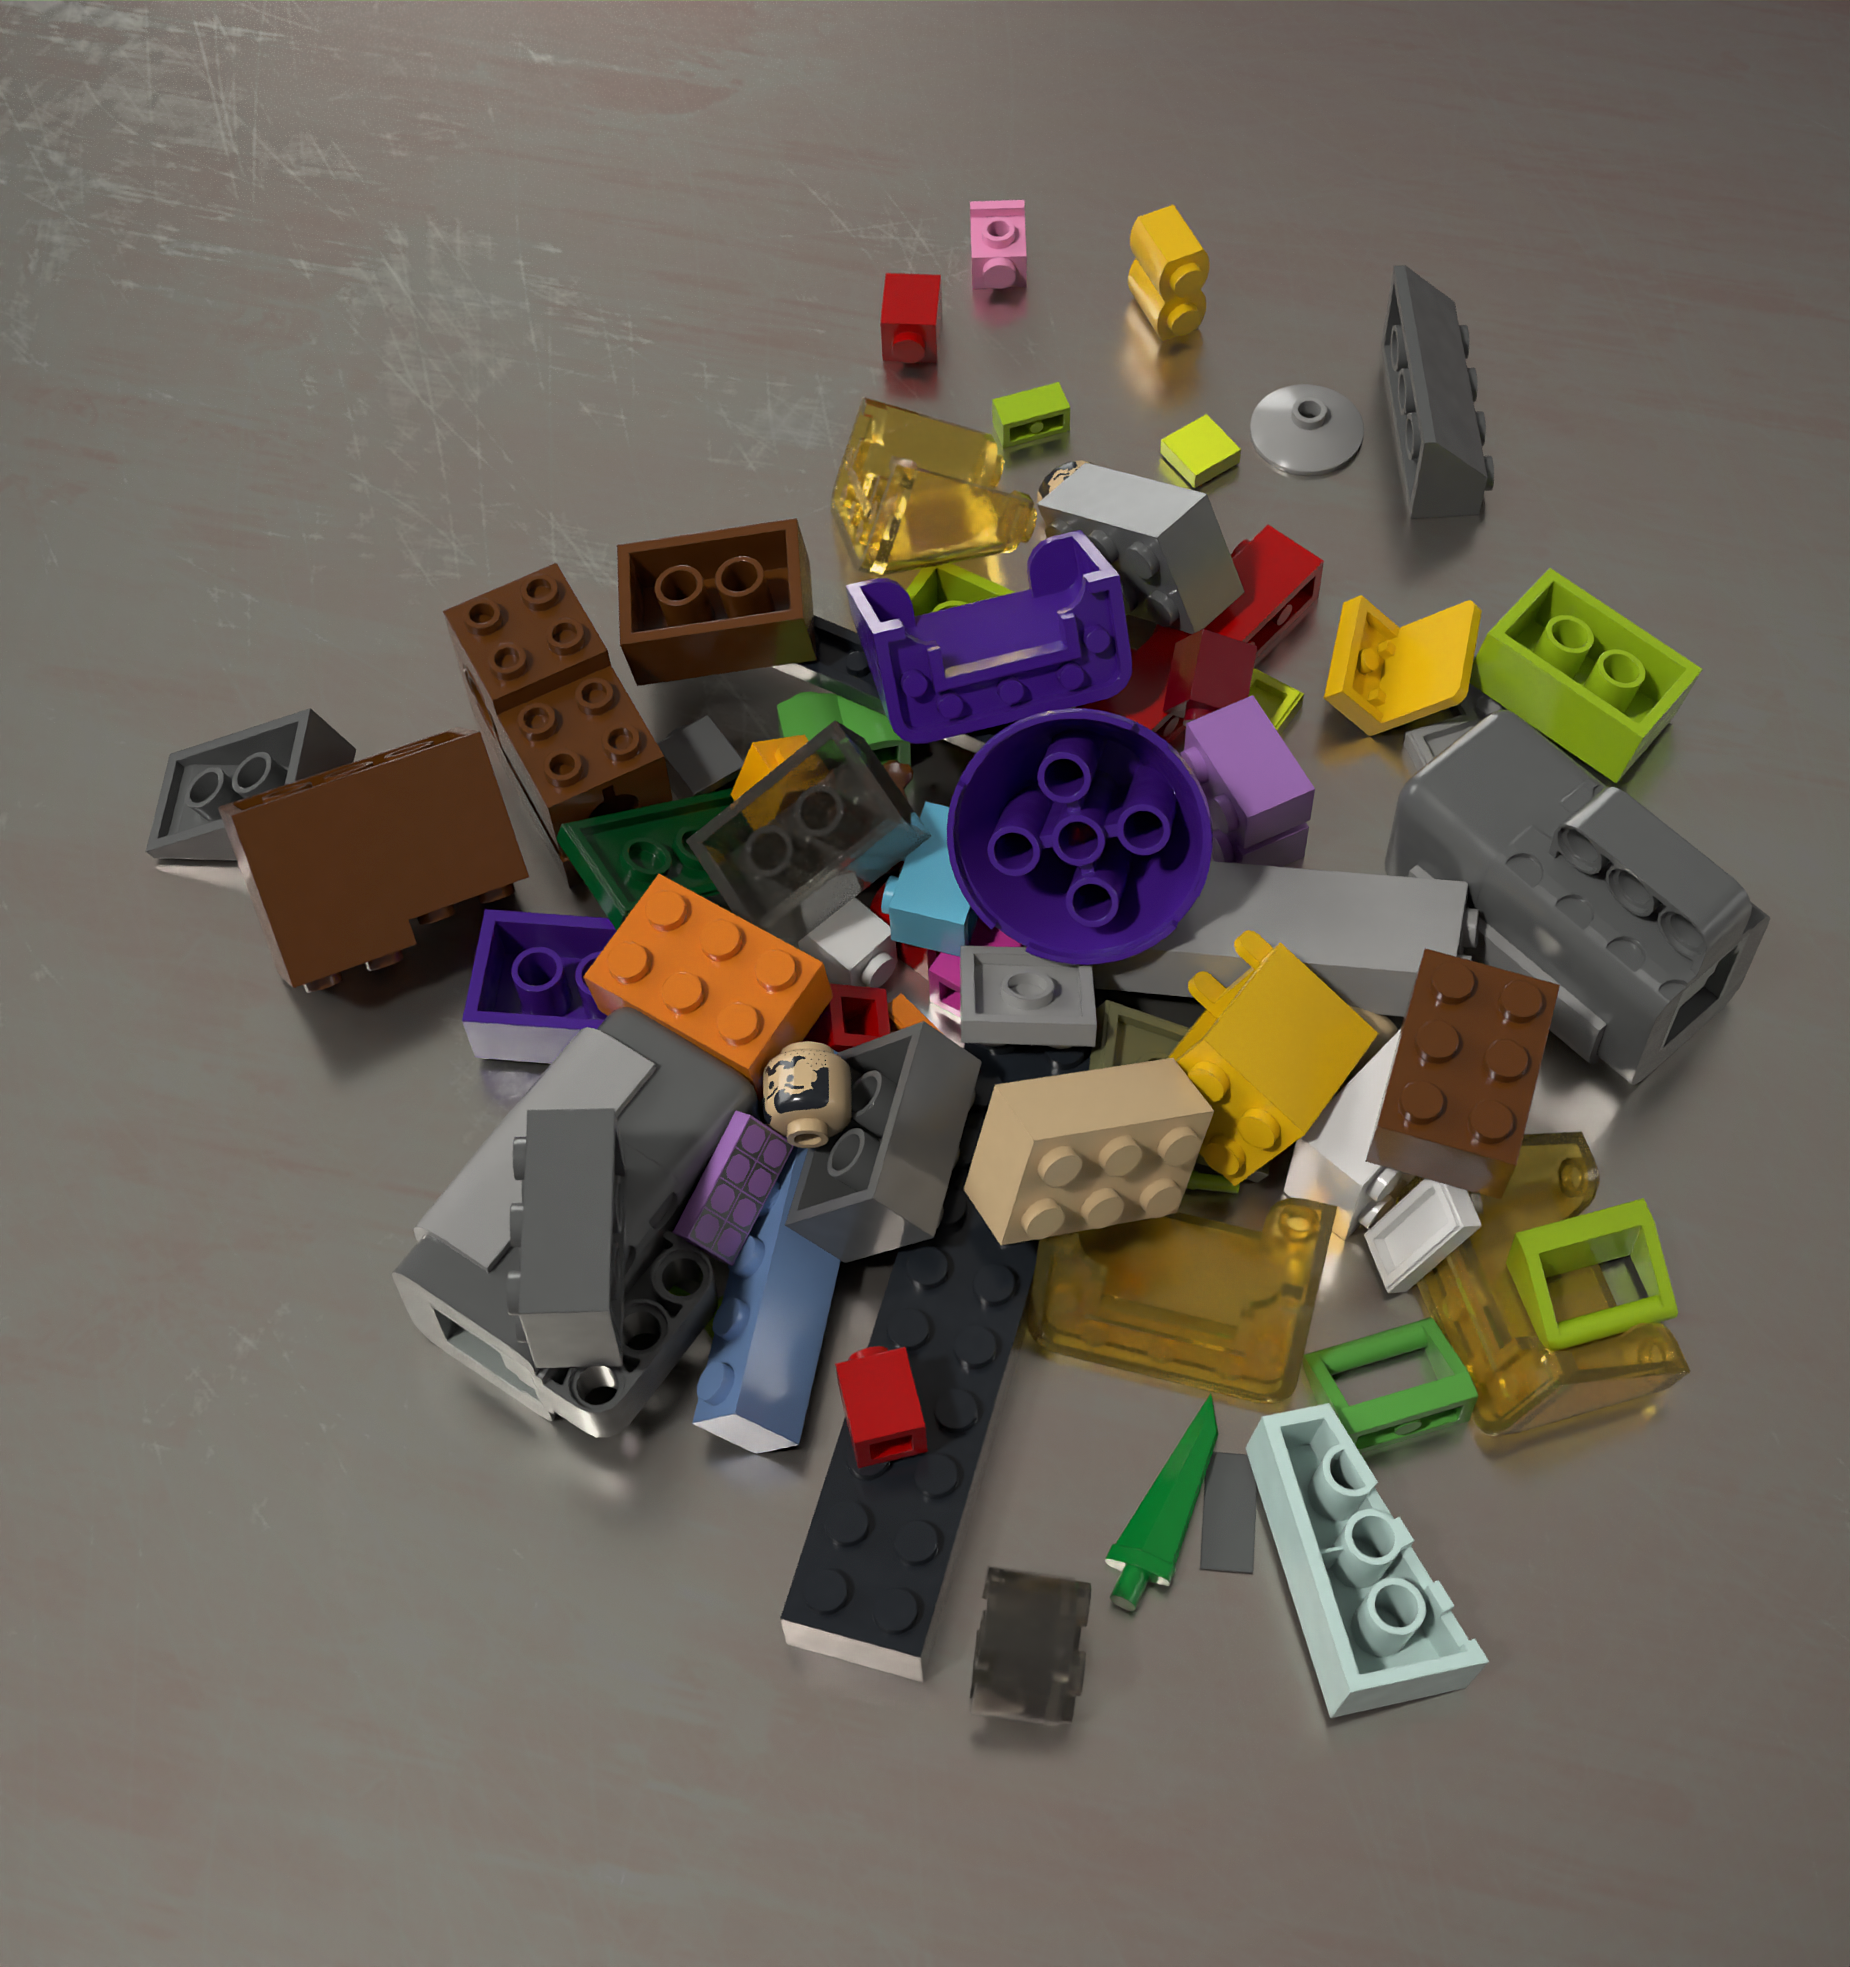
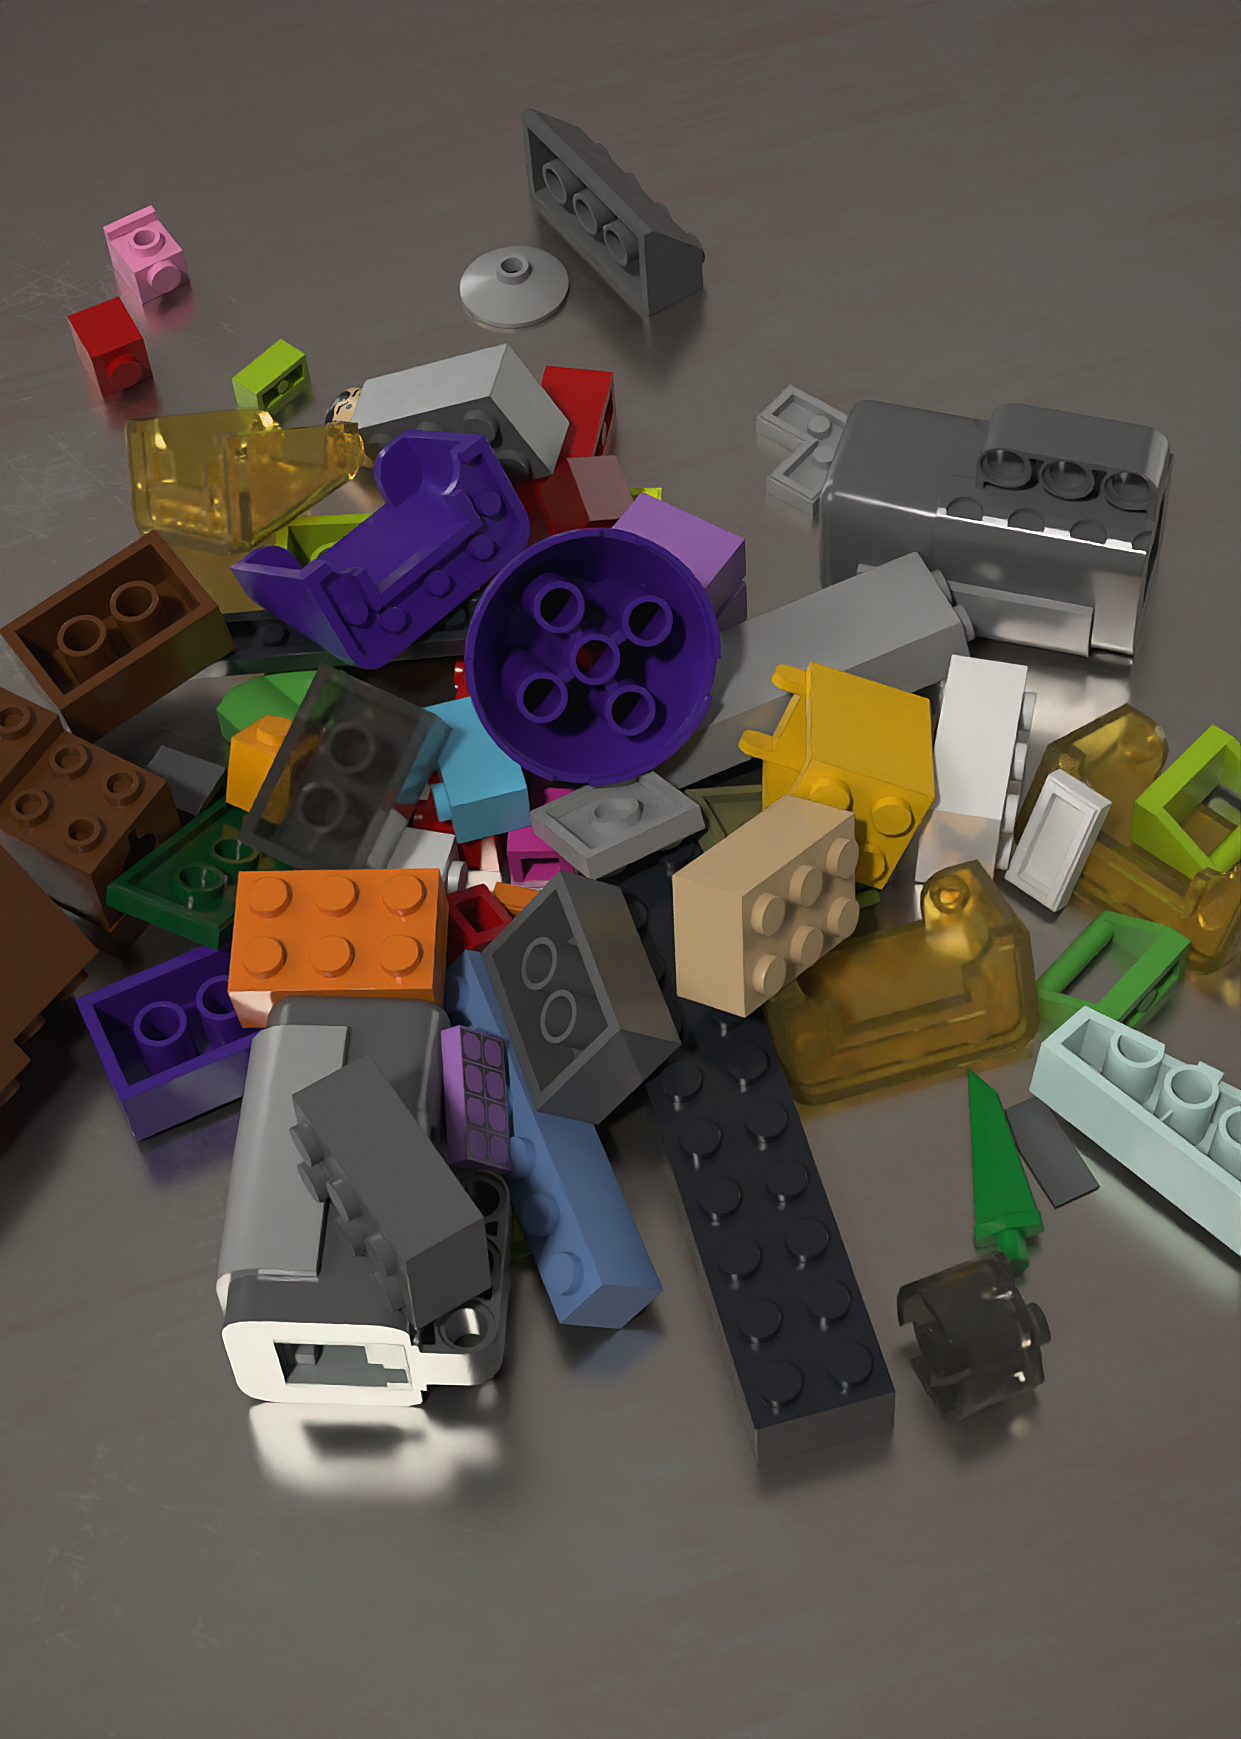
camera: 30 degrees left, 5 degrees down
(807, 1094) = (491, 987): tan head -> none
(881, 1405) = (730, 1202): red brick -> none
(1168, 272) = (320, 208): yellow brick -> none
(1200, 451) = (436, 338): neon yellow tile -> none
(1402, 673) = (737, 427): yellow bracket -> none
(1463, 1074) = (1027, 687): reddish brown brick -> none
(1582, 674) = (883, 353): lime brick -> none

